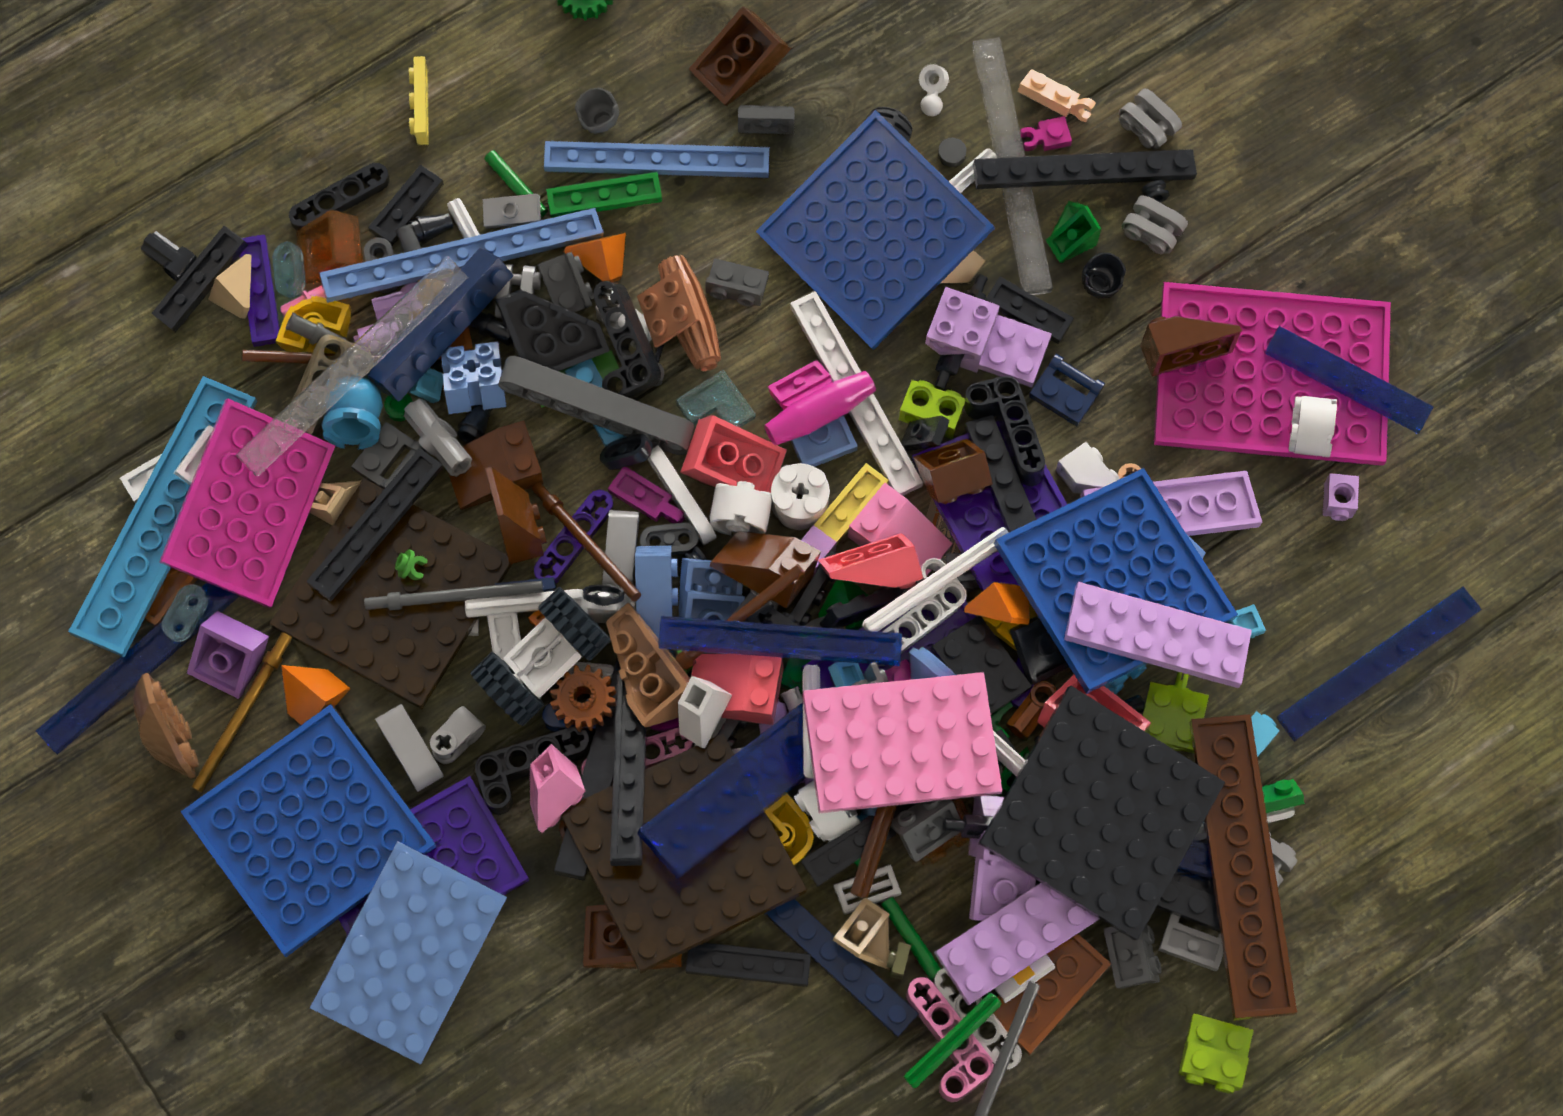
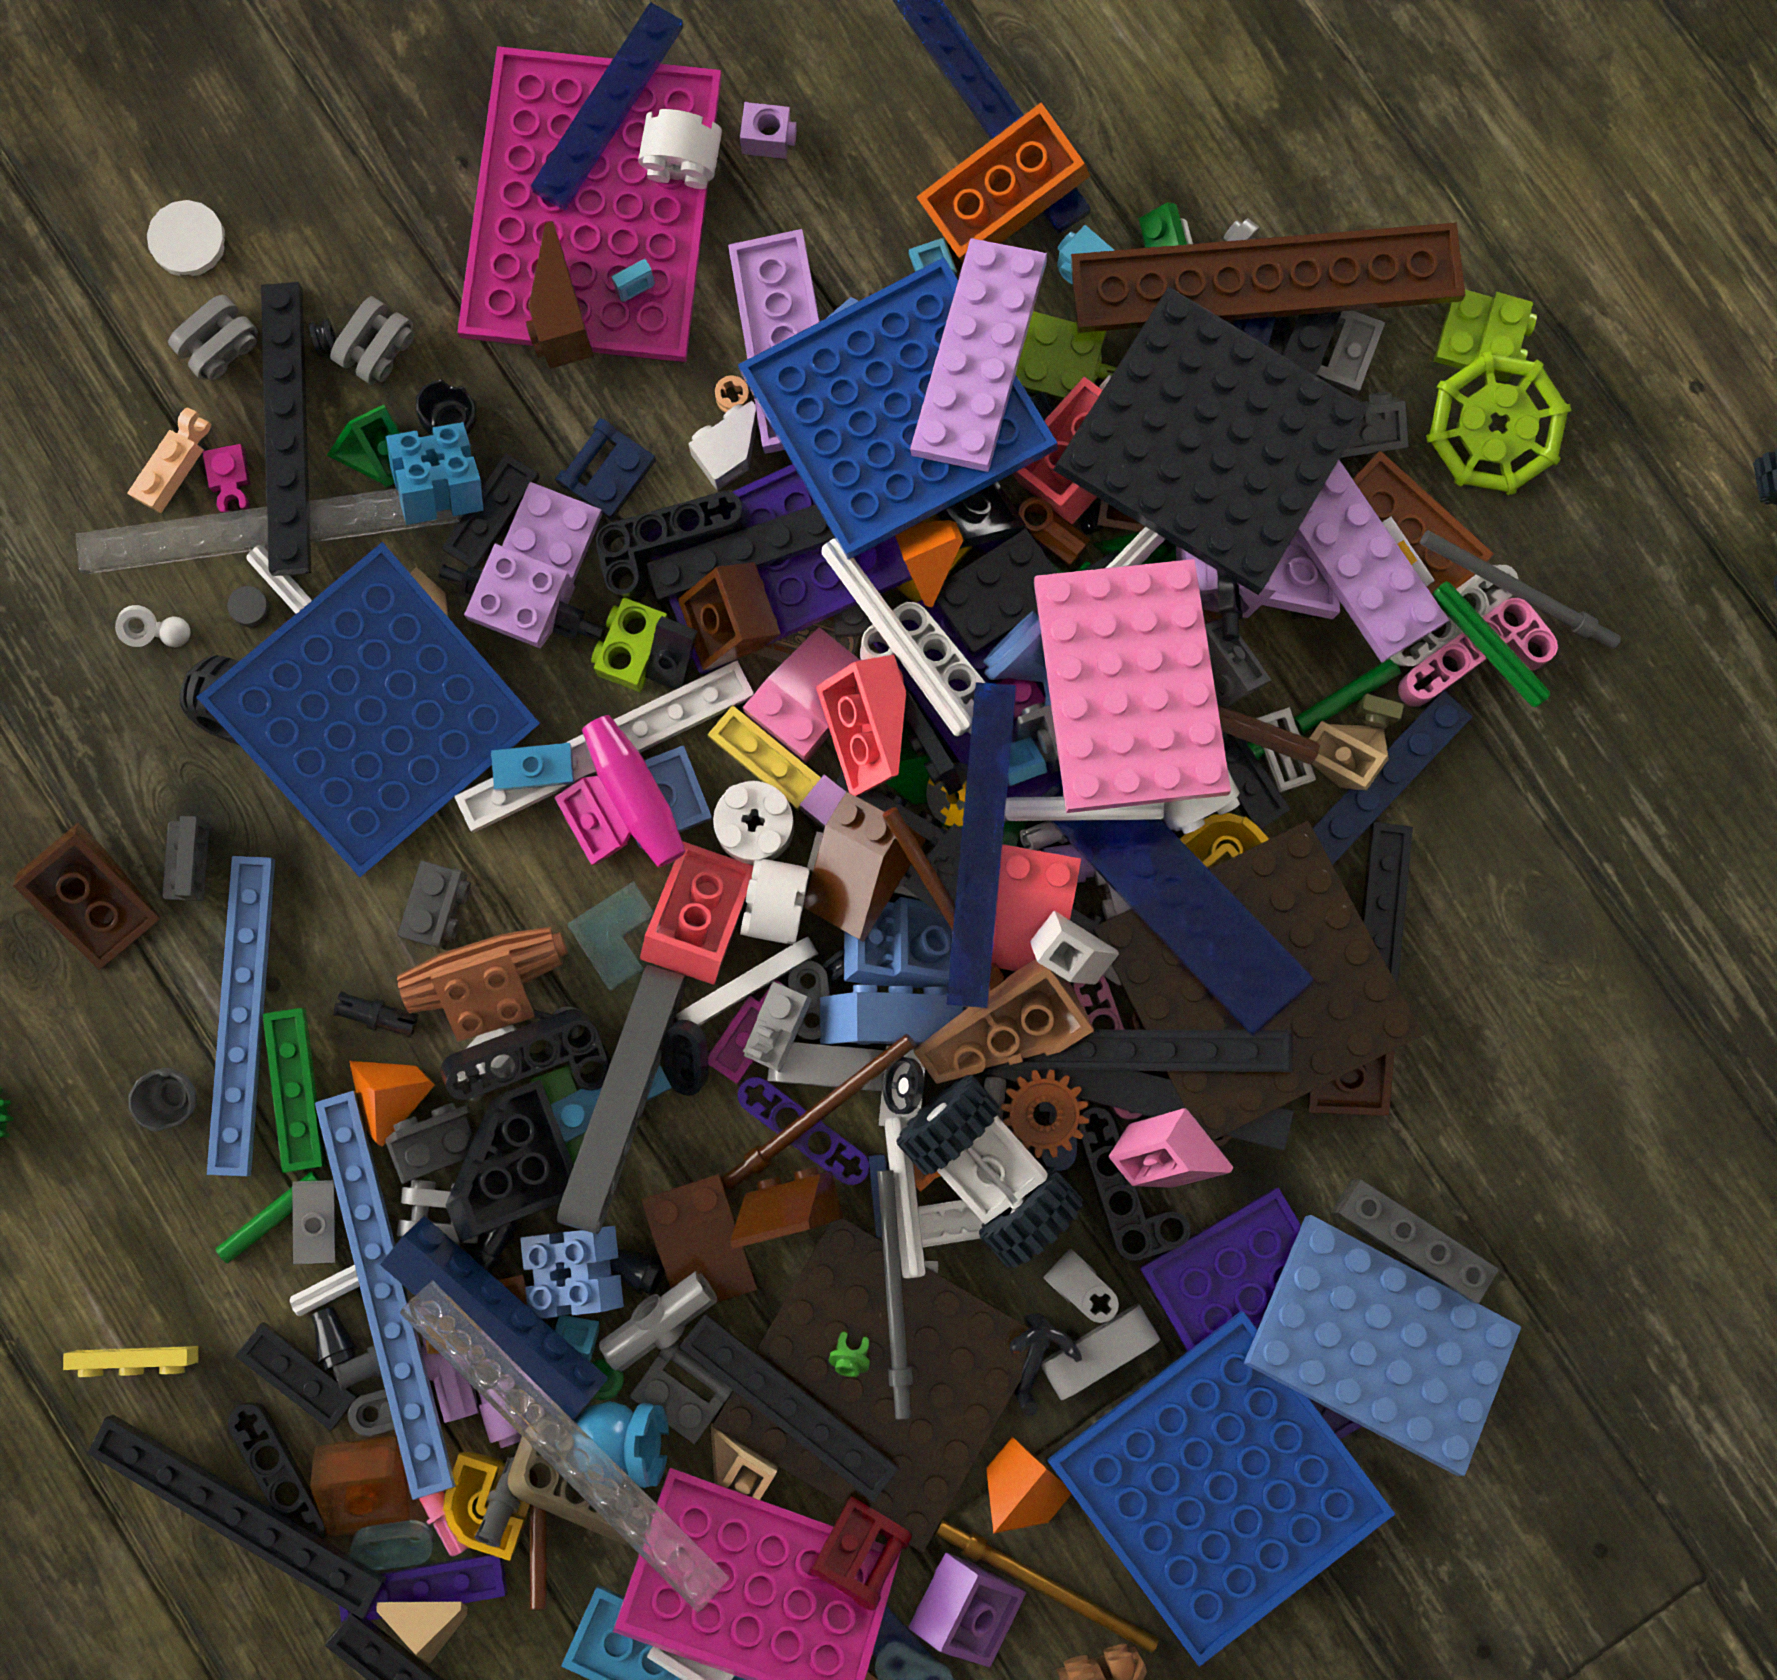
camera: 90 degrees left, 10 degrees up
(277, 566) = (850, 1544): none -> dark red plate
(312, 170) = (237, 1516): none -> black plate
(419, 700) = (1040, 1338): none -> black piece
(486, 980) = (1414, 1240): none -> dark grey brick
(648, 511) = (776, 1026): none -> light grey plate
(657, 246) = (375, 1014): none -> black pin
(837, 341) = (532, 767): none -> dark azure plate
(1052, 266) = (434, 473): none -> dark azure brick
(1139, 1040) = (1520, 427): none -> lime plate
(1209, 399) = (633, 280): none -> medium azure tile
(1225, 99) = (186, 238): none -> white tile
(1305, 666) = (1005, 182): none -> orange brick

